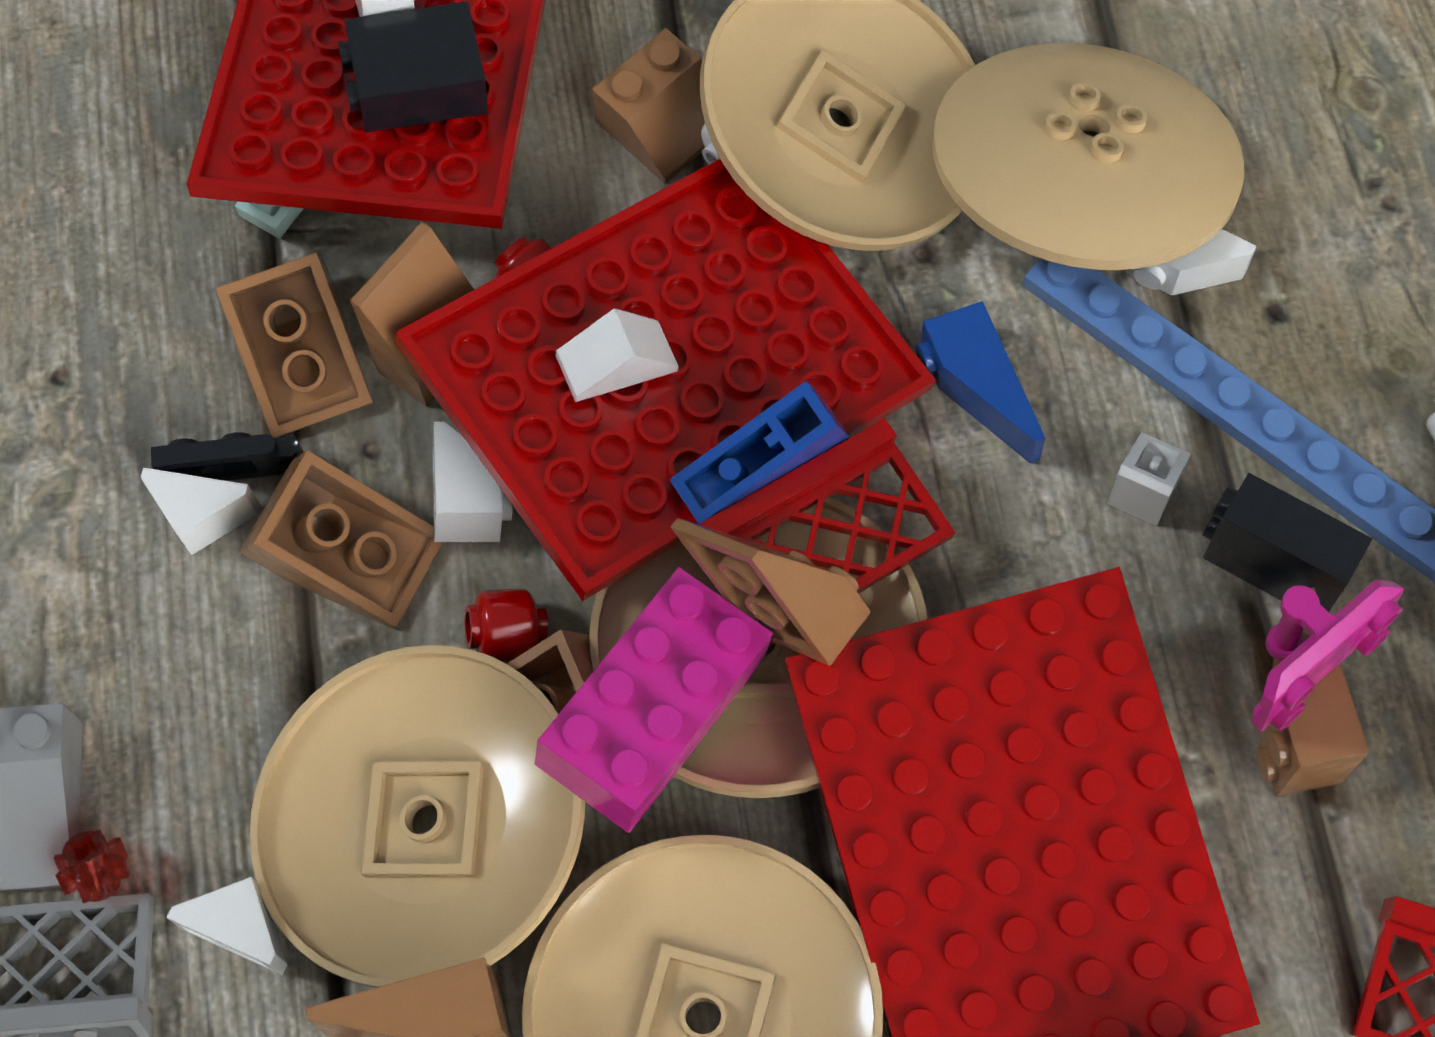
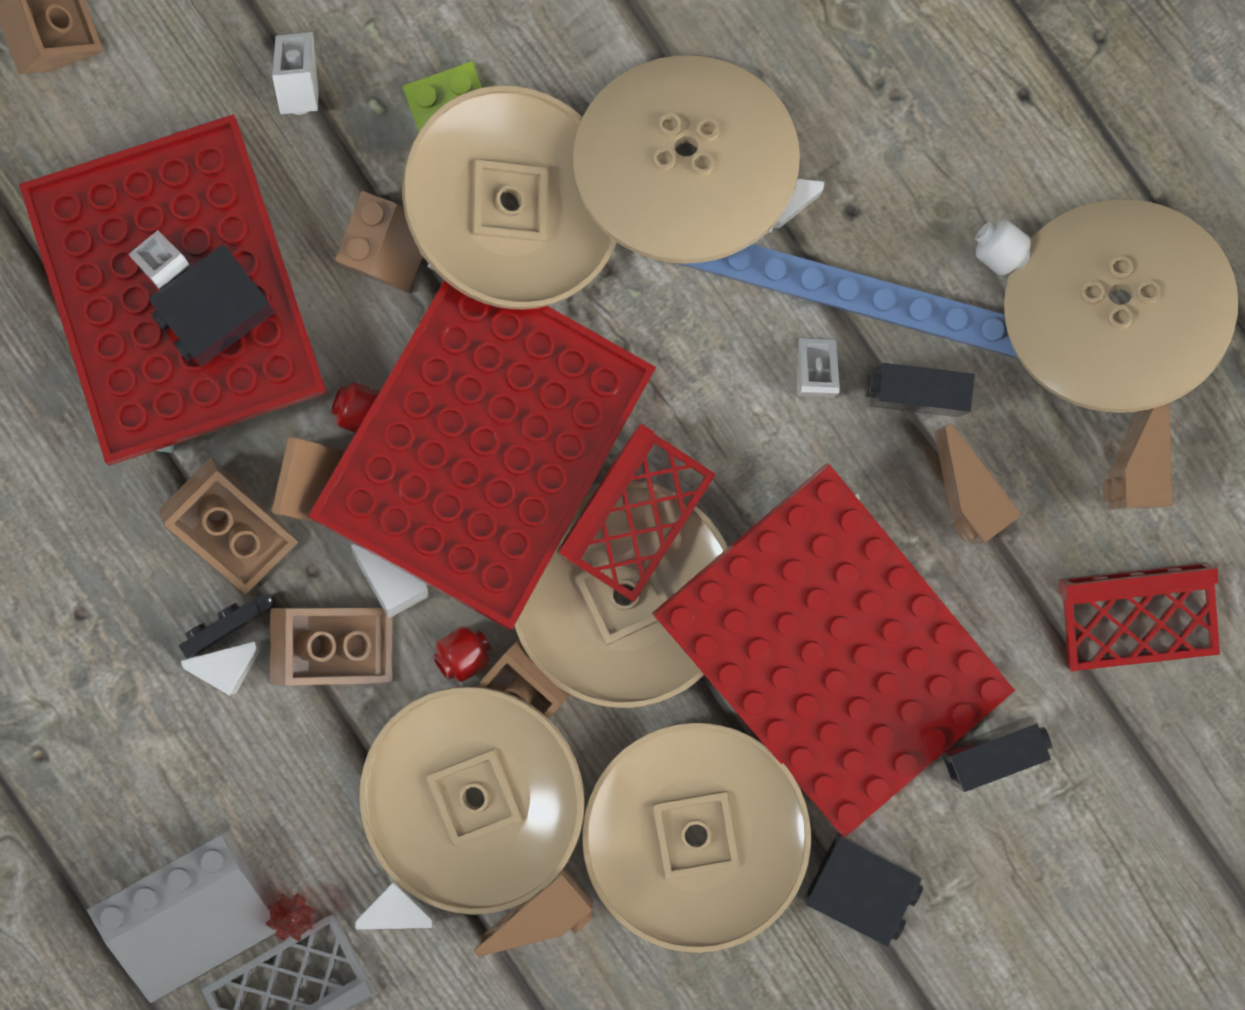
camera: 30 degrees left, 20 degrees up
(615, 354) = (454, 462): white slope -> none
(652, 699) = (586, 676): dark pink brick -> none
(760, 452) = (576, 487): blue slope -> none
(786, 593) = (634, 578): medium nougat slope -> none
(978, 376) = (677, 346): blue slope -> none
(1303, 664) = (971, 476): dark pink shield -> none

